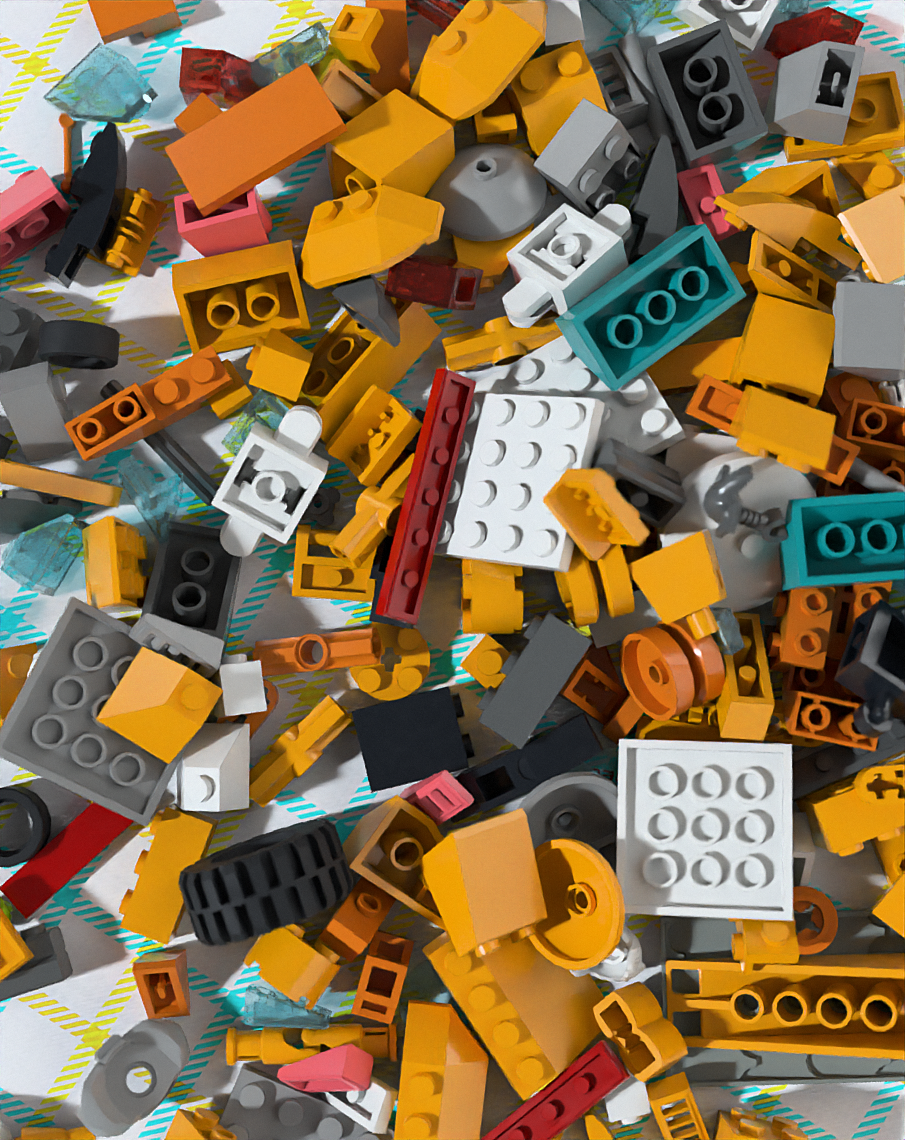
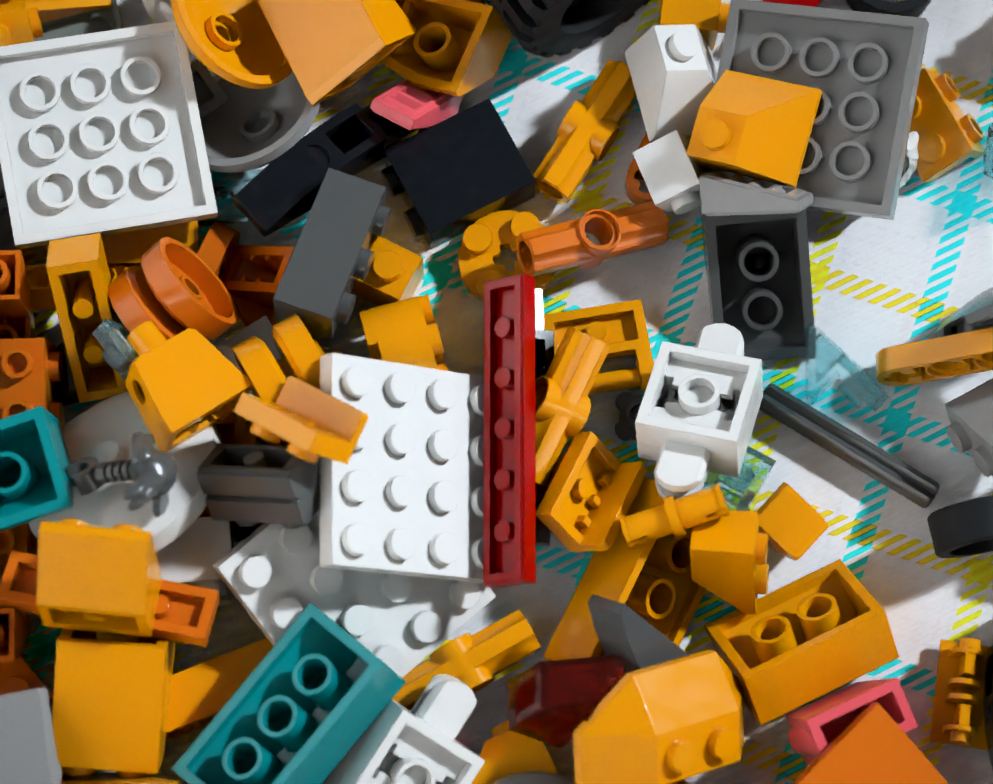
camera: 170 degrees right, 10 degrees down
(44, 554) = (945, 273): clear light blue slope -> none
(114, 565) = (854, 275): light orange slope -> none
(149, 407) = (872, 473): orange slope -> none
(314, 394) = (674, 516): none -> light orange pin

